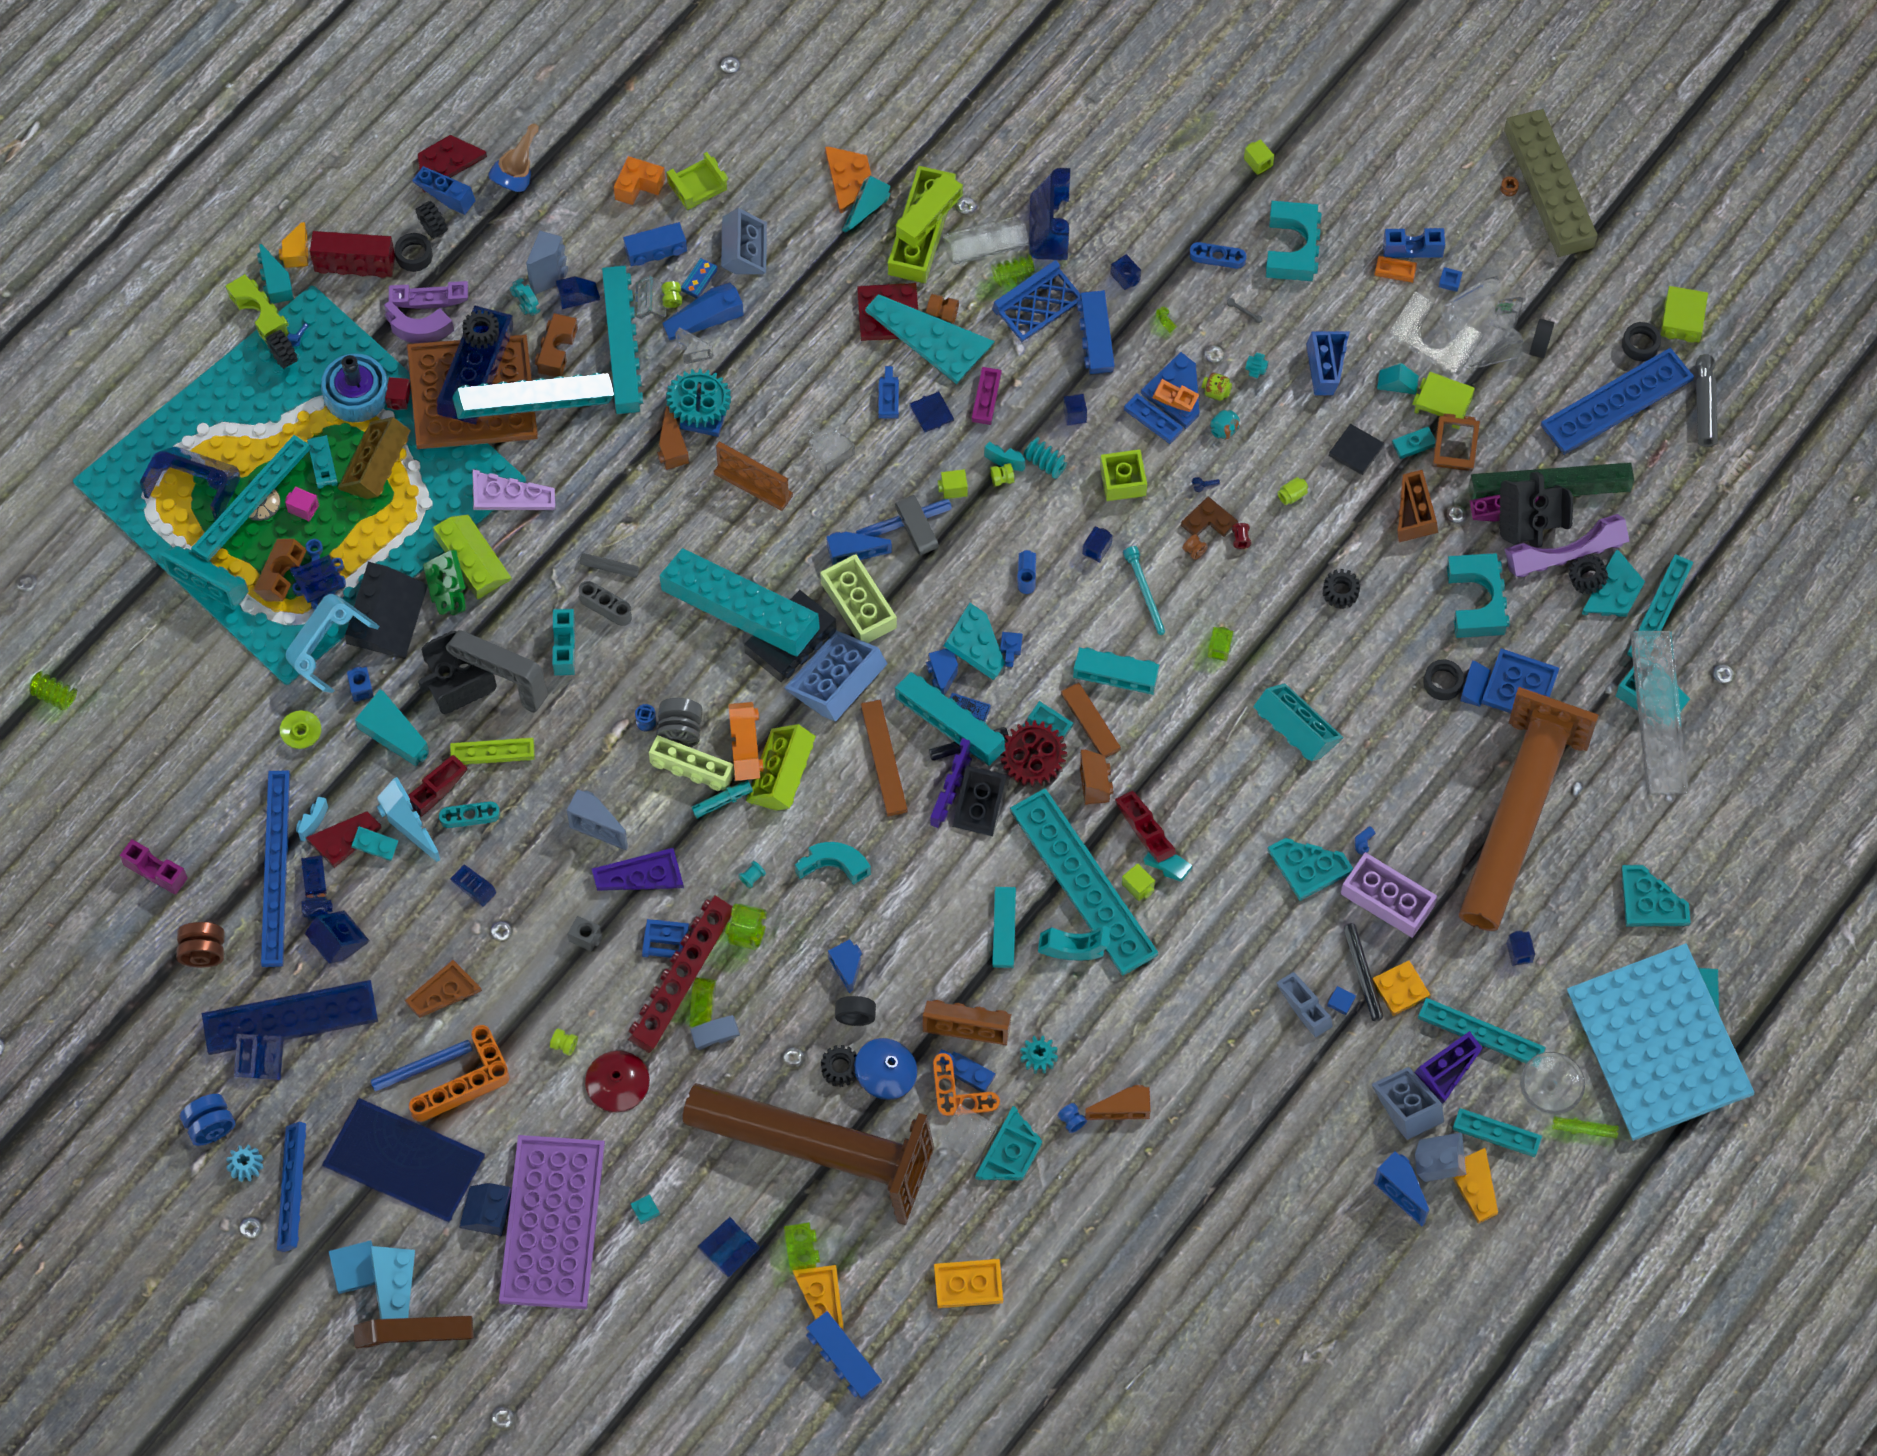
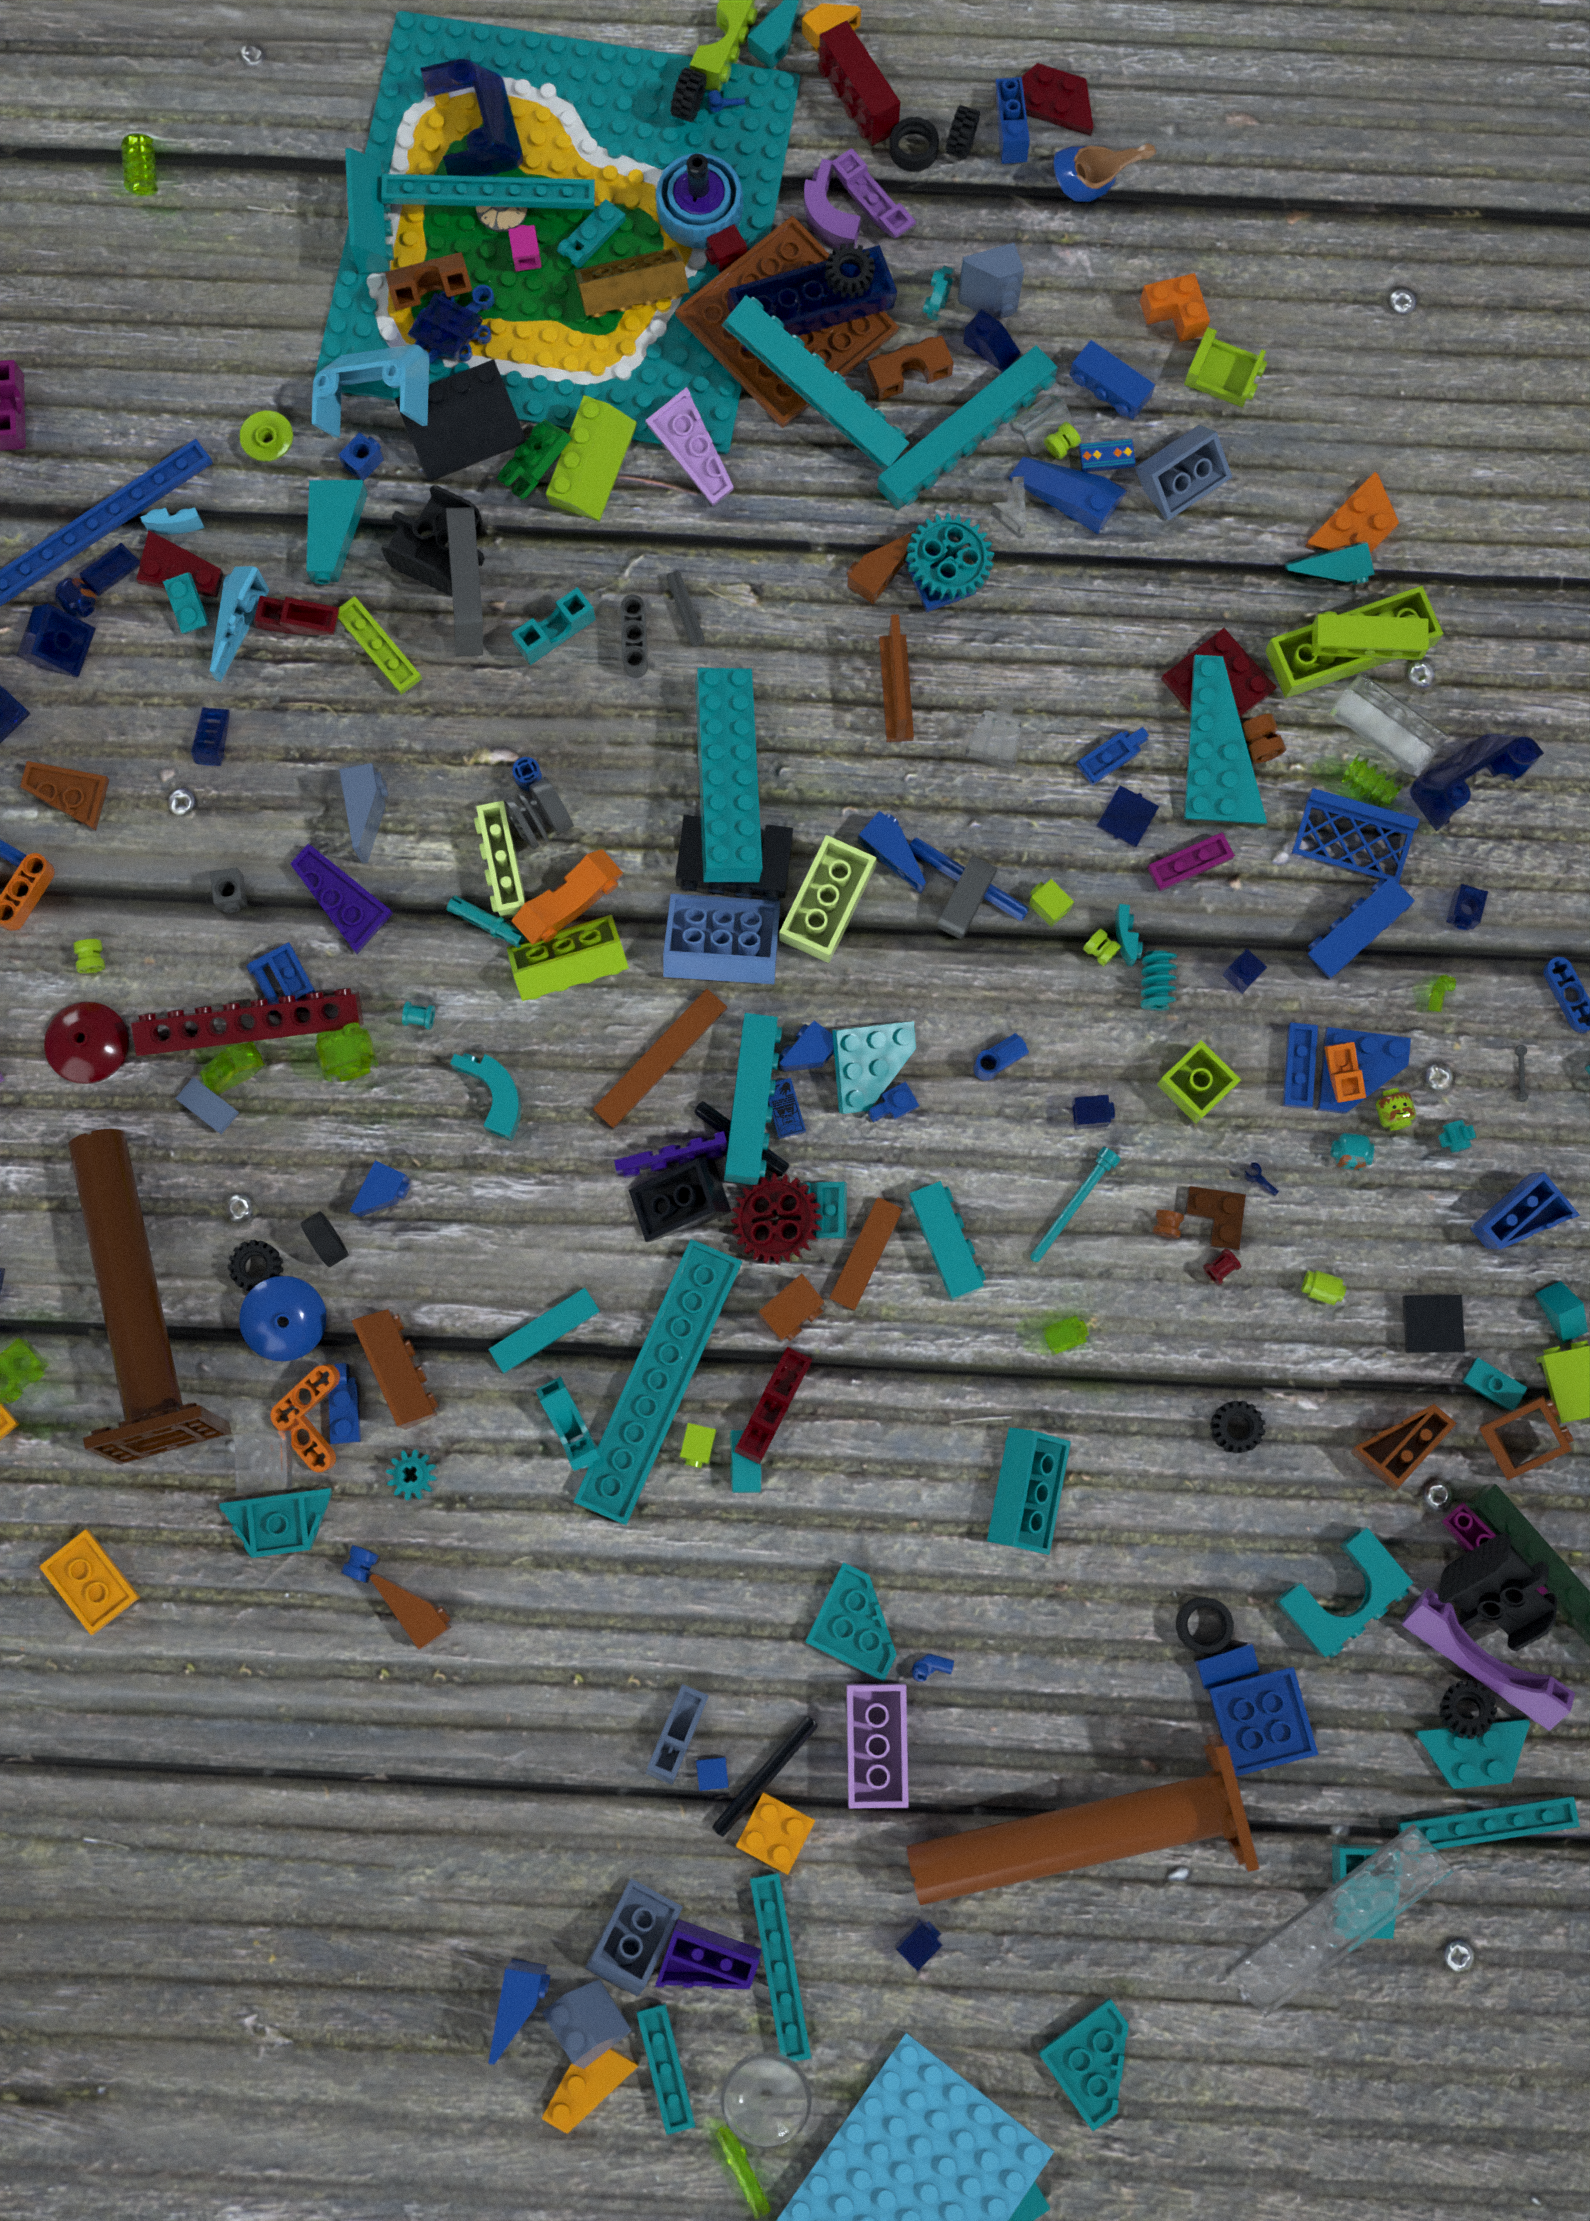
camera: 55 degrees right, 15 degrees up
(483, 806) = (277, 672): teal beam -> none

